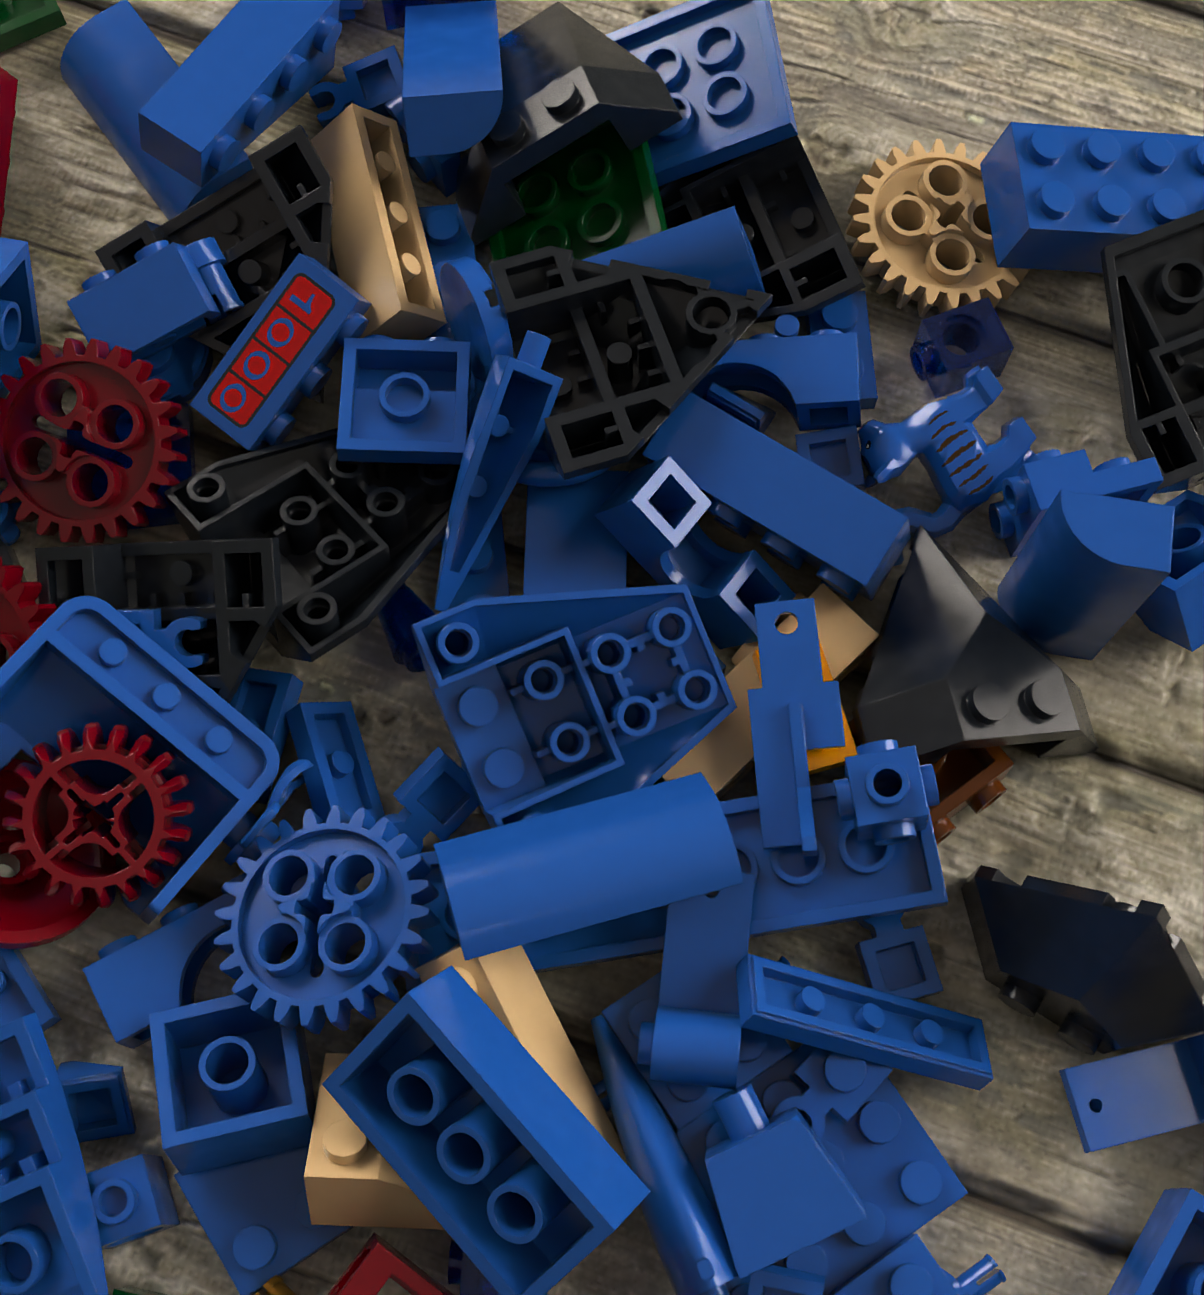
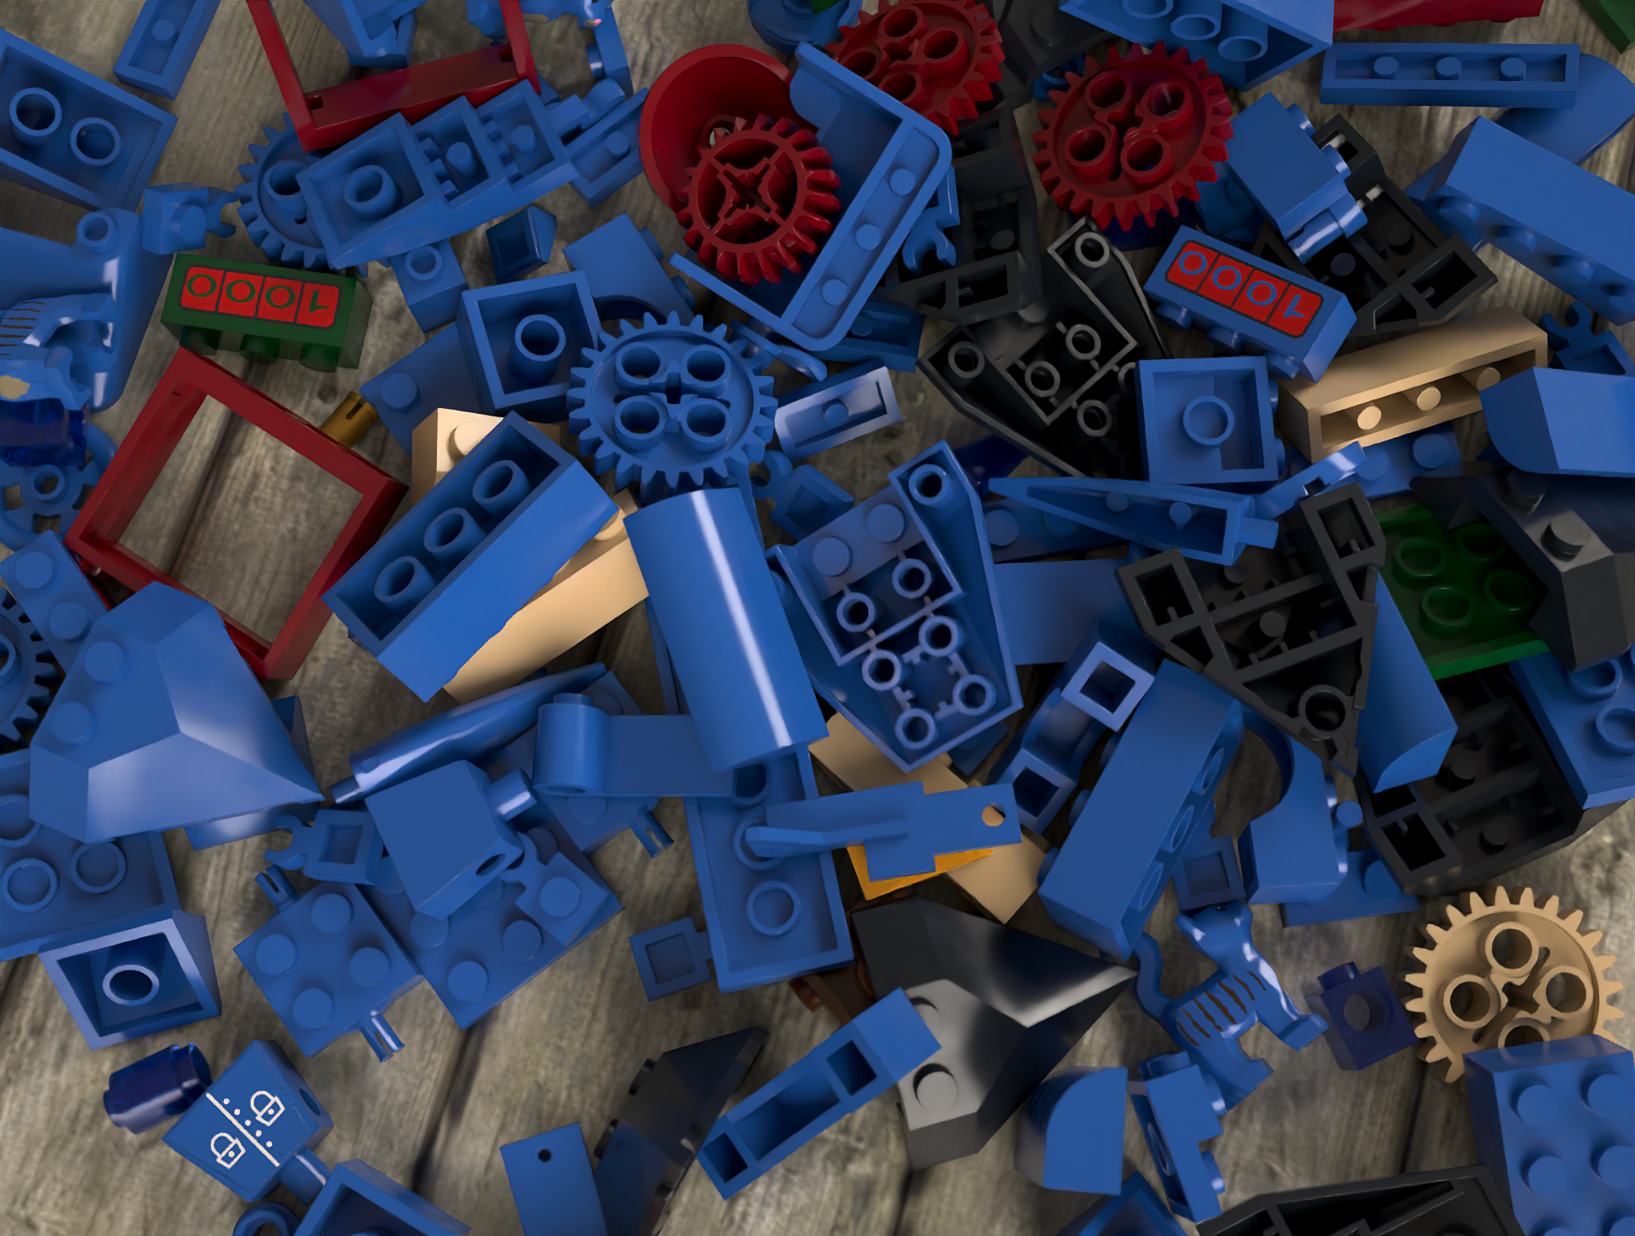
camera: 90 degrees right, 5 degrees up
(69, 155) = (1451, 74): none -> blue plate
(740, 407) = (1251, 779): blue slope -> none
(862, 1022) = (604, 914): blue tile -> none
(880, 817) = (820, 939): blue brick -> none
(1029, 754) = (816, 1092): none -> blue arch

